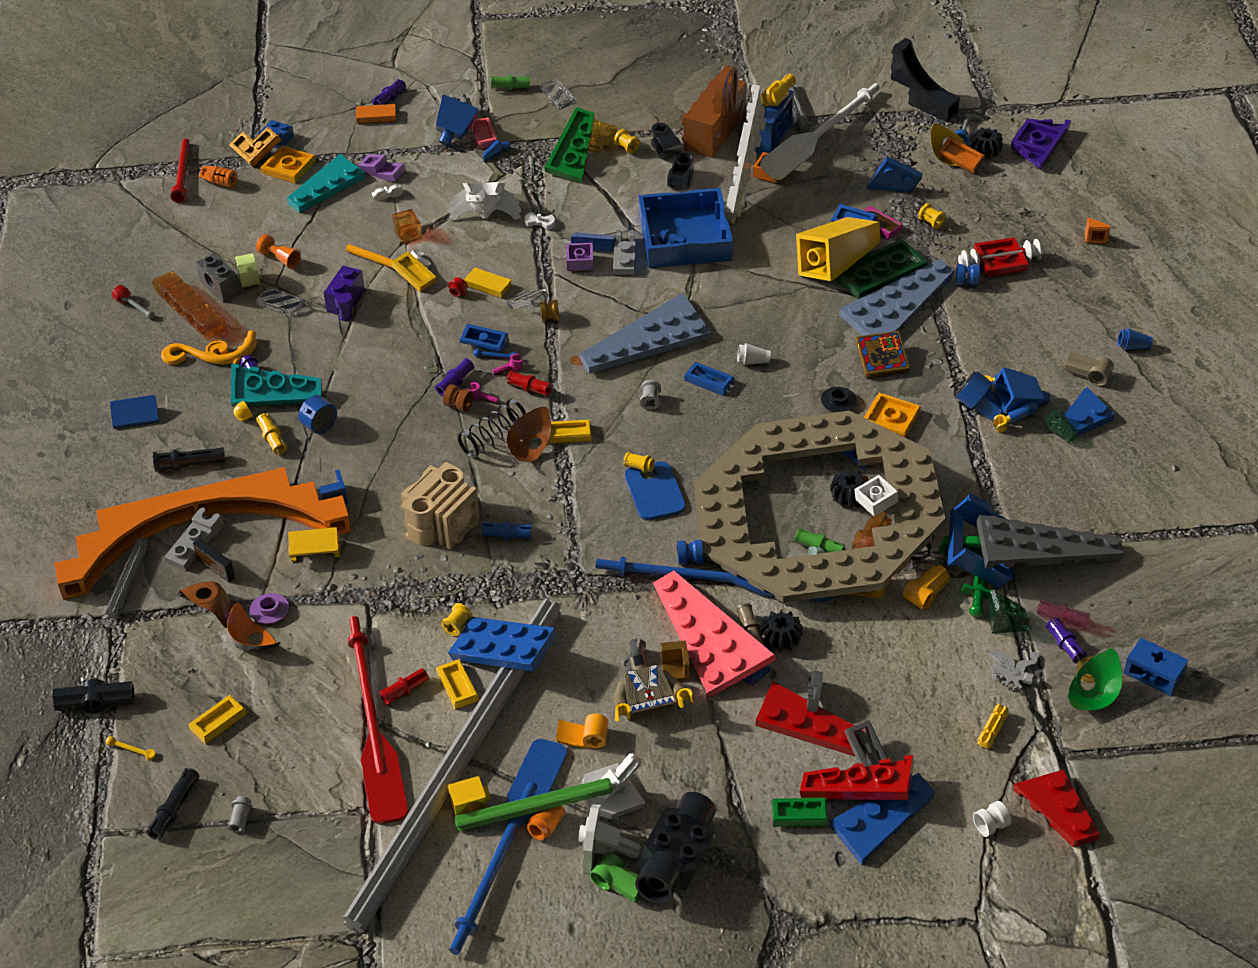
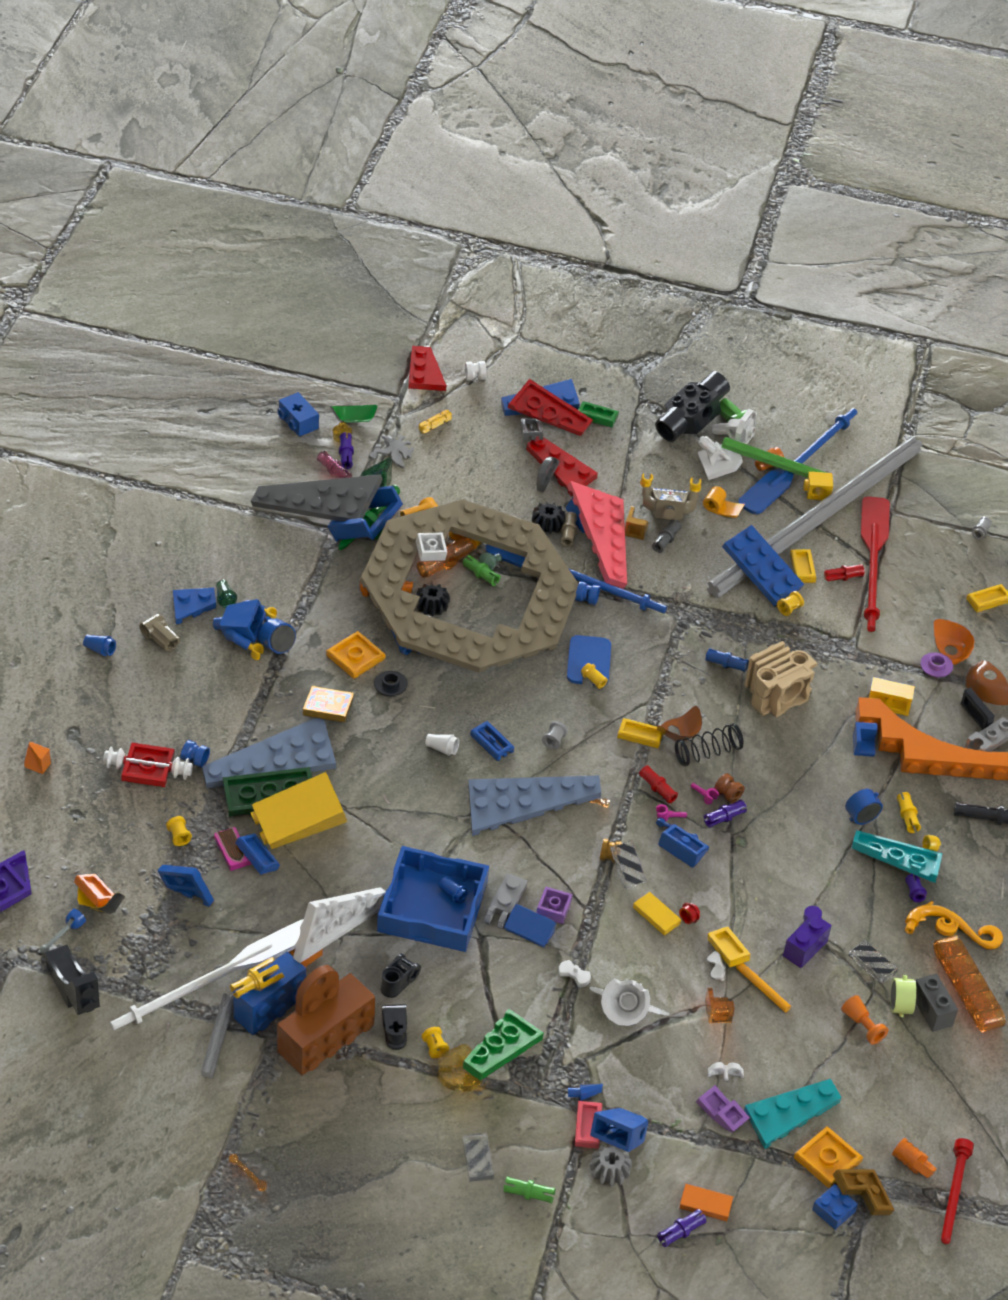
camera: 165 degrees left, 0 degrees up
(703, 41) = (261, 1184): none -> clear orange hinge
(986, 142) = (57, 898): black gear -> none

